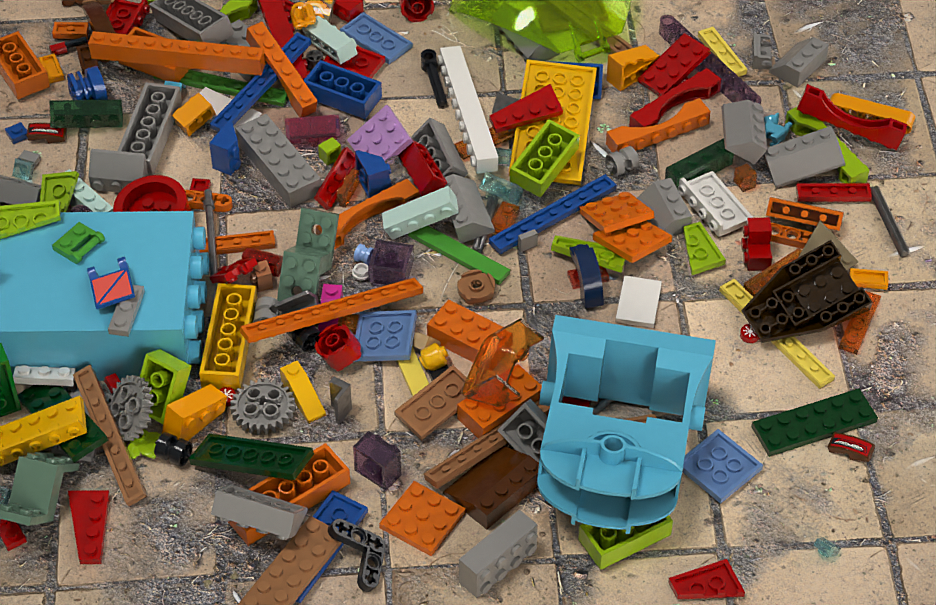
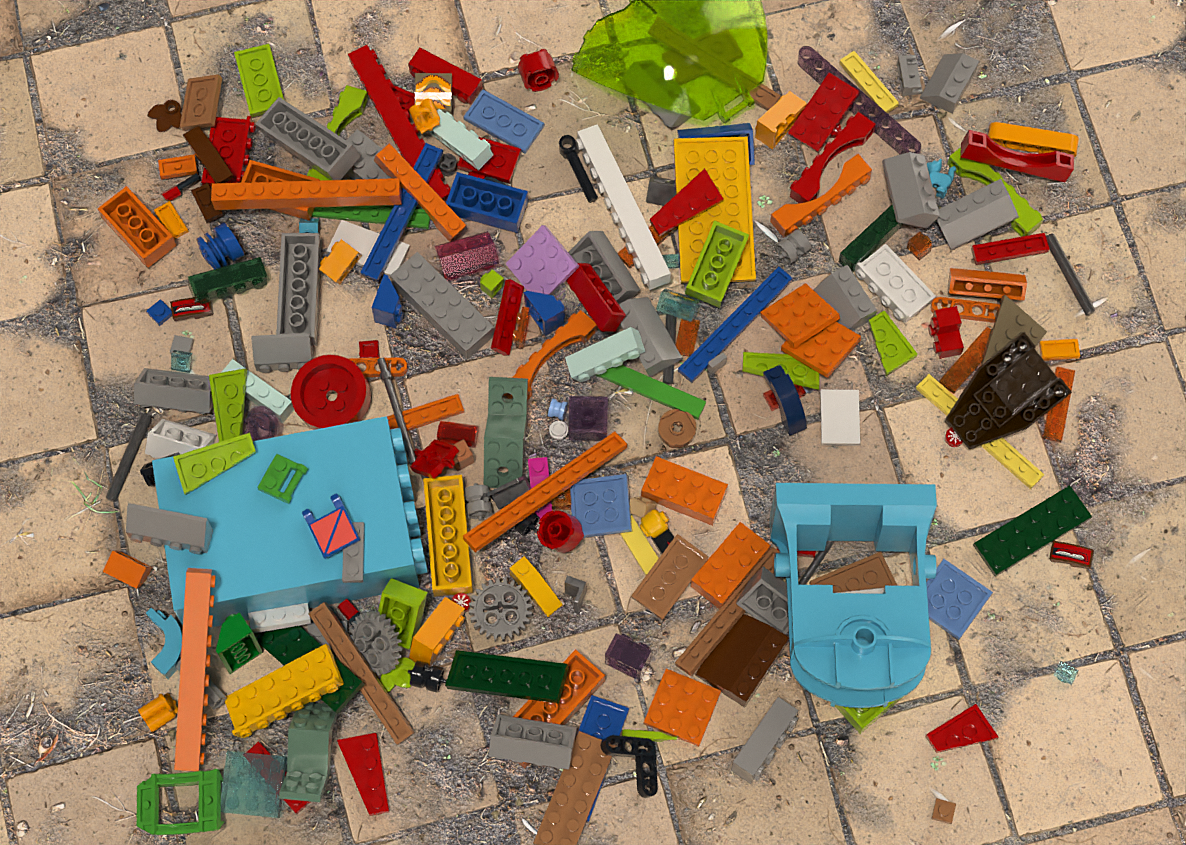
camera: 10 degrees left, 20 degrees up
(390, 538) = (652, 735): none -> lime piece
(495, 362) = (719, 535): clear orange windscreen -> none

